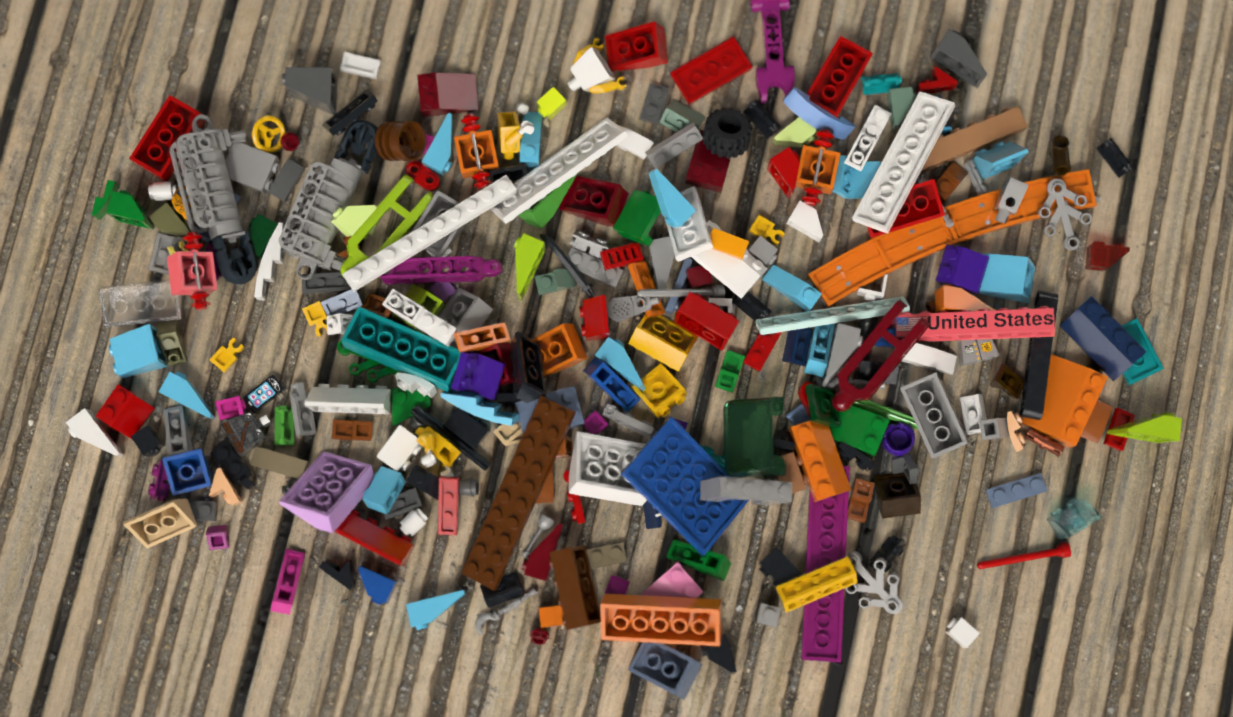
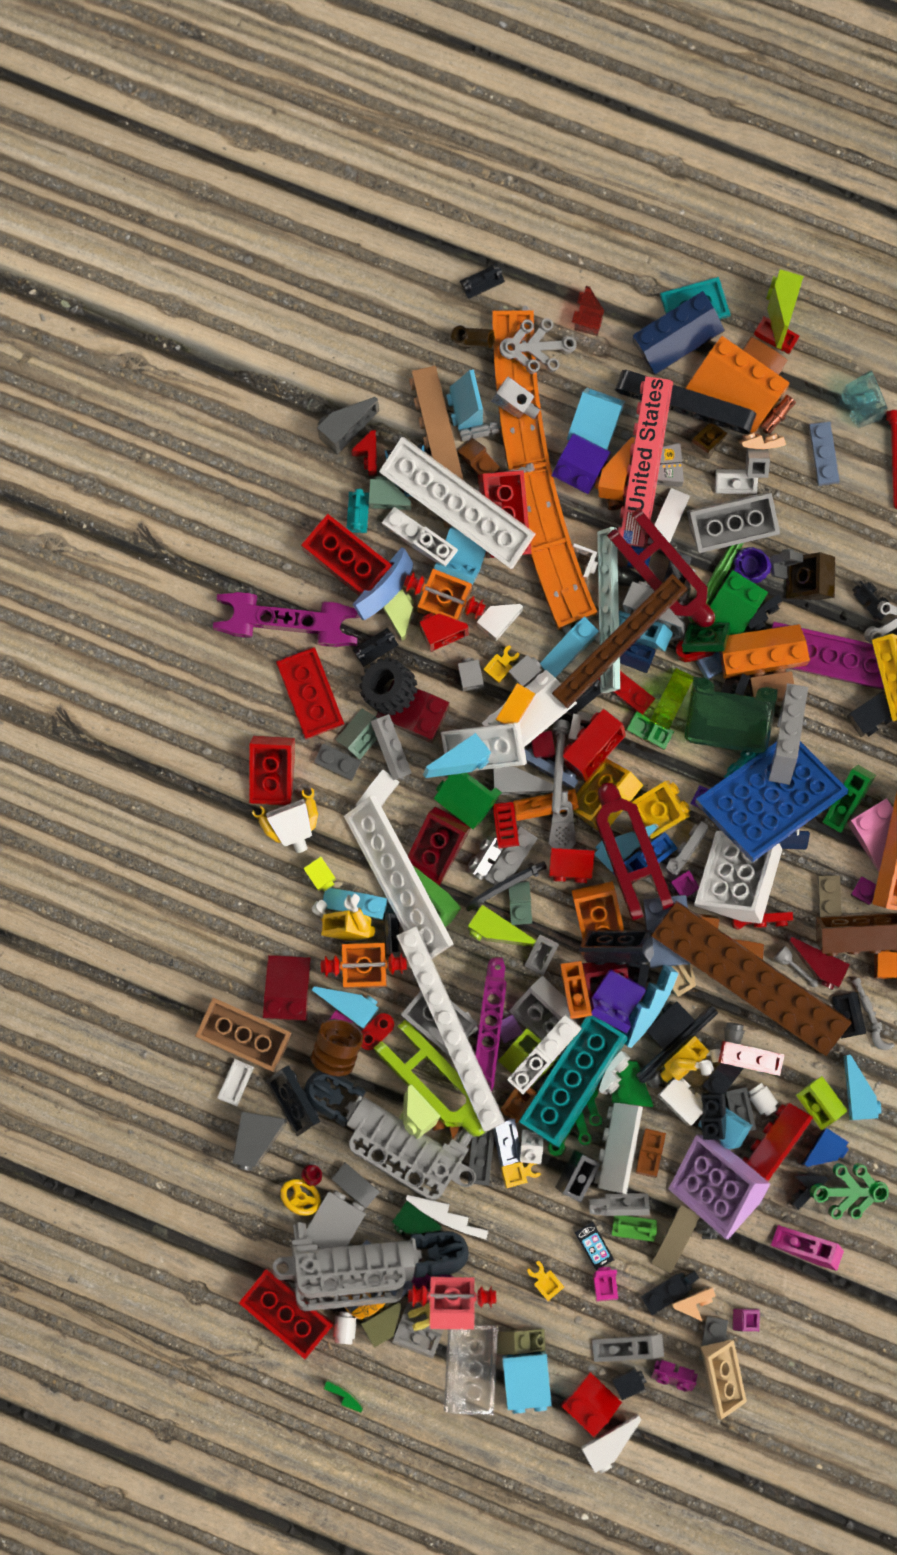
camera: 75 degrees left, 0 degrees up
(128, 210) = (362, 1368): green slope -> none
(184, 392) = (581, 1334): medium azure slope -> none
(187, 471) = (673, 1340): blue slope -> none
(246, 431) = (635, 1270): torso -> none
(321, 367) = (577, 1175): none -> black brick
(341, 613) = (851, 1192): none -> green plant
(388, 478) = (714, 1116): none -> black slope
(400, 63) = (244, 1035): none -> medium nougat brick
(417, 574) = (821, 1103): none -> lime brick
(512, 307) = (541, 954): none -> light grey slope
(655, 342) = (613, 802): none -> dark red piece
(752, 204) = (470, 674): none -> light grey brick
(761, 384) = (672, 699): none -> clear neon green slope
(803, 325) = (620, 640): none -> reddish brown tile
(860, 500) = (809, 617): dark orange slope -> none

